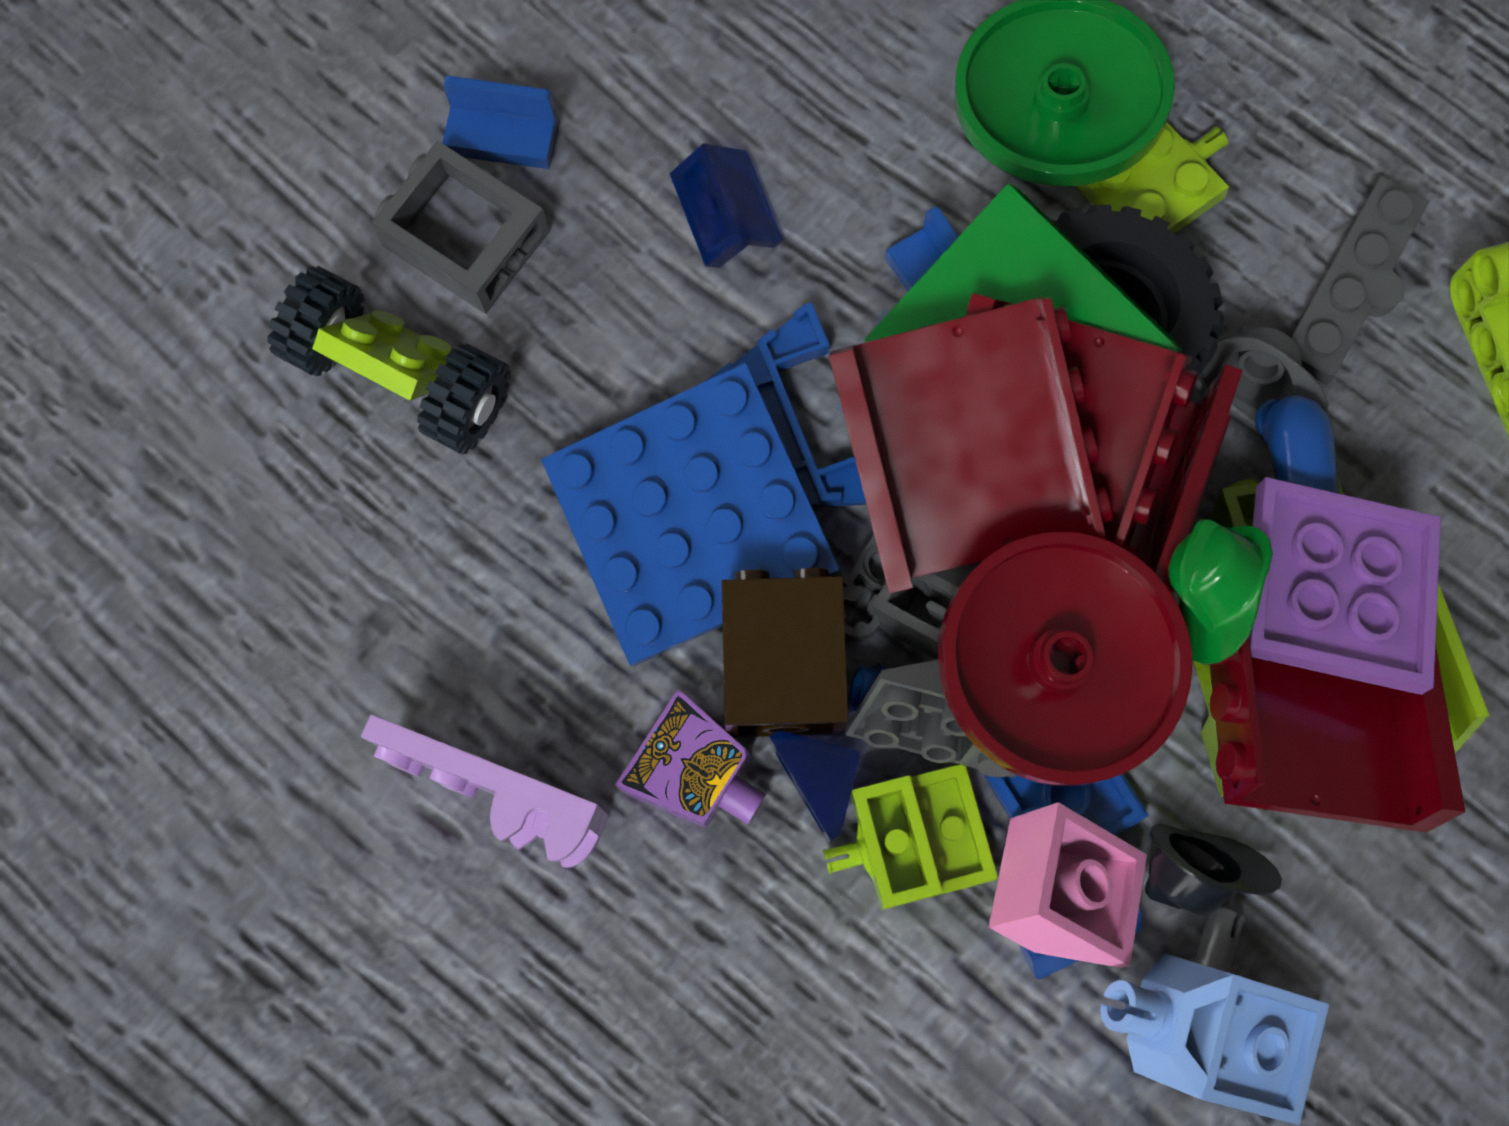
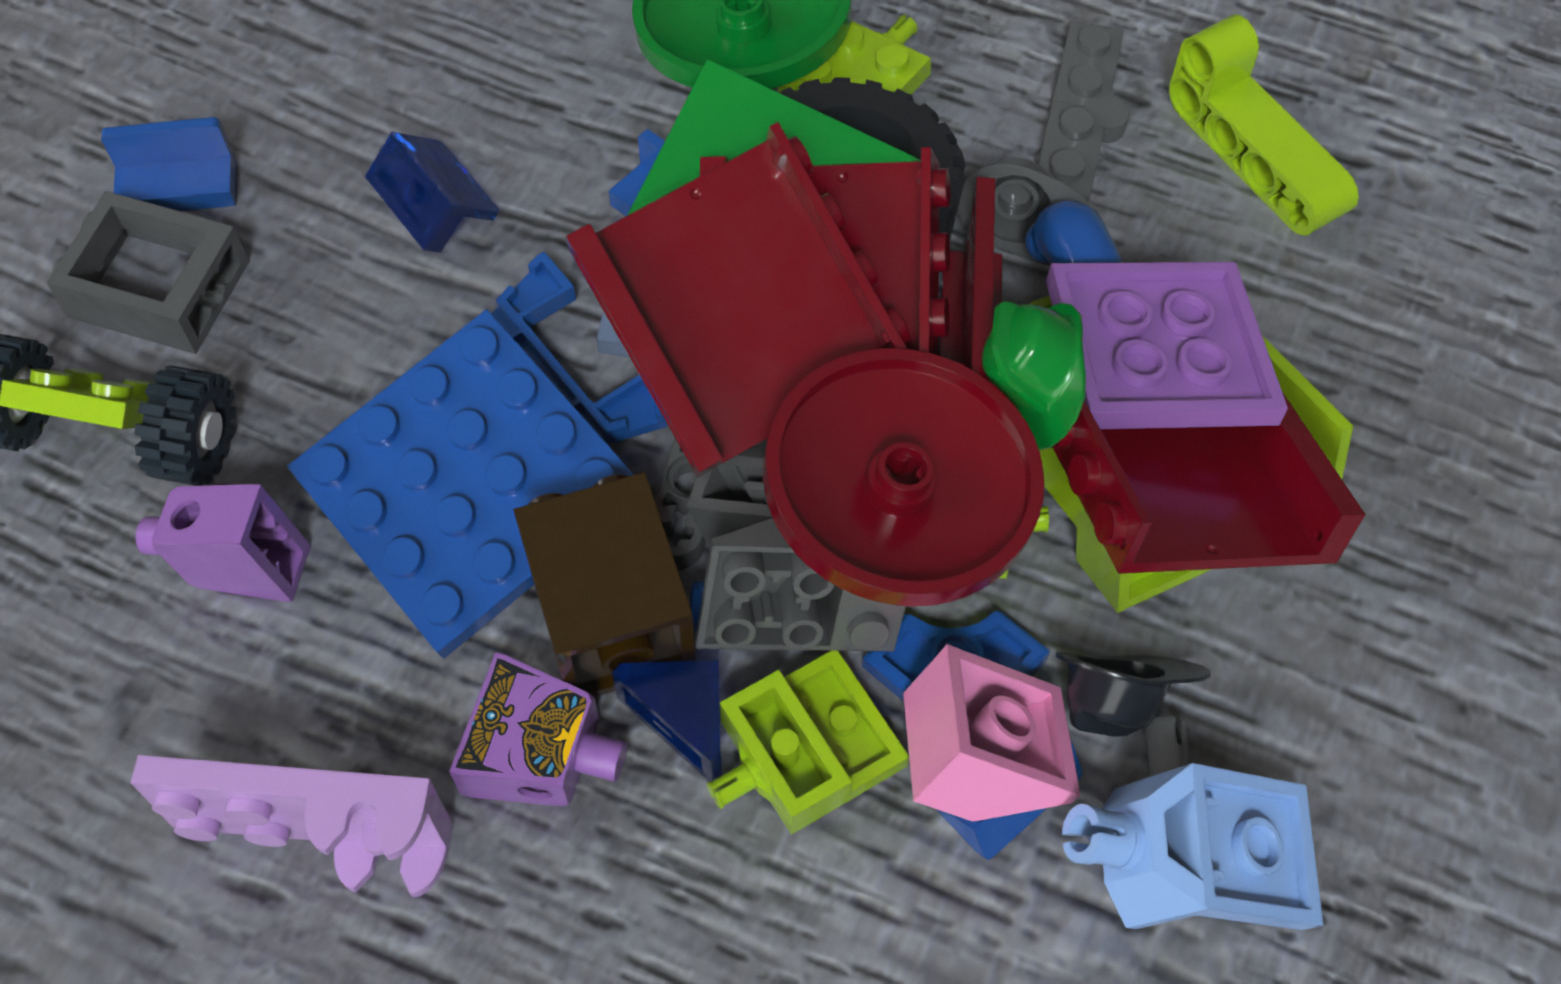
camera: 20 degrees left, 15 degrees down
(476, 517) = (227, 540): none -> medium lavender torso

